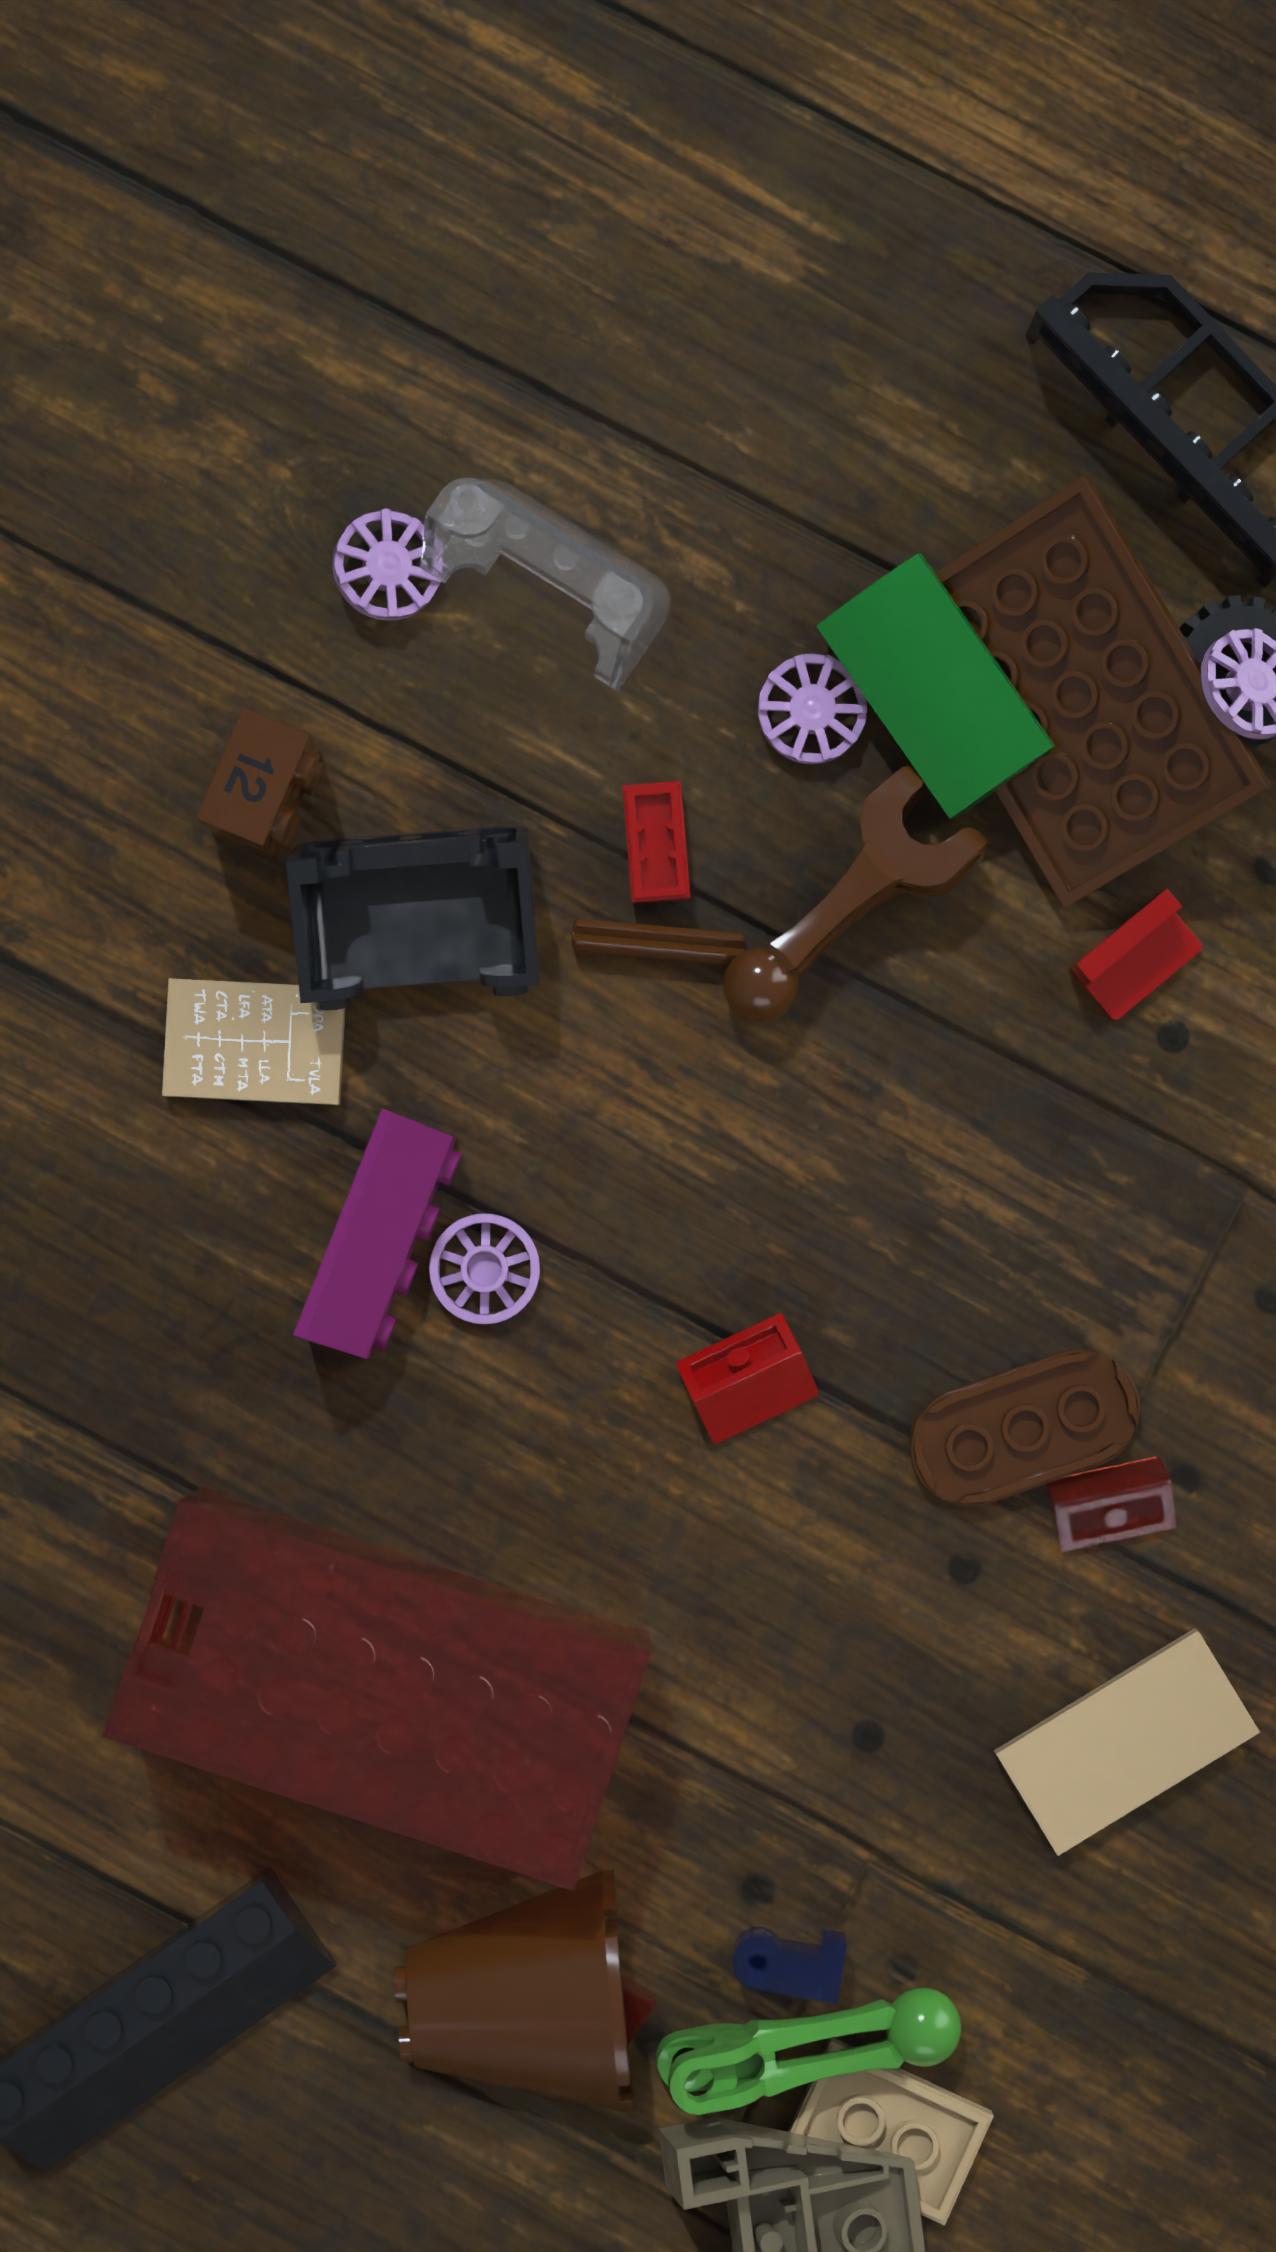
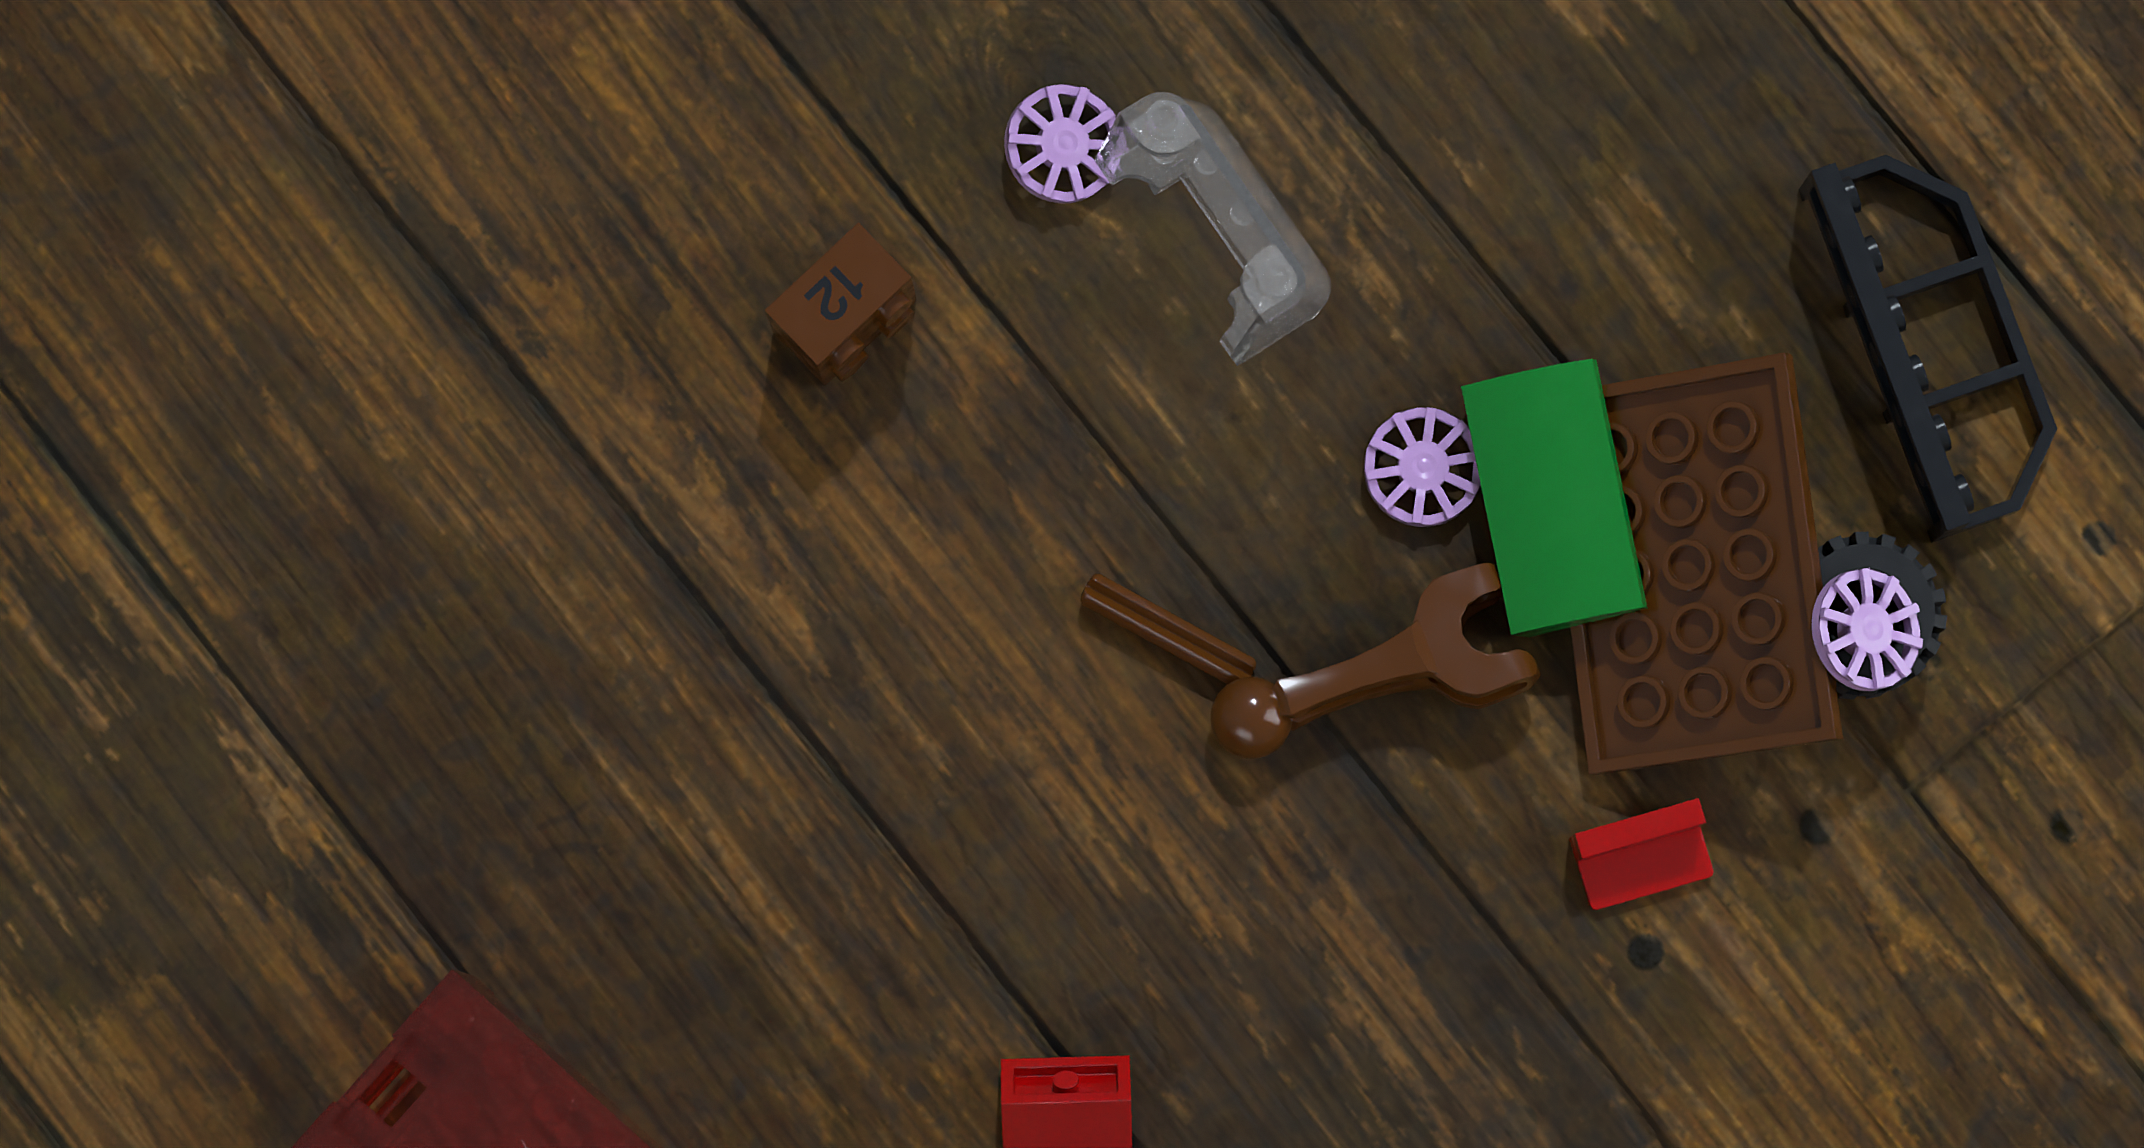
camera: 25 degrees right, 5 degrees down
(250, 1044) = (723, 556): tan tile -> none
(377, 1235) = (761, 799): magenta slope -> none
(413, 912) = (937, 496): black windscreen -> none
(484, 1268) = (851, 881): lavender wheel -> none
(656, 842) = (1209, 531): red plate -> none

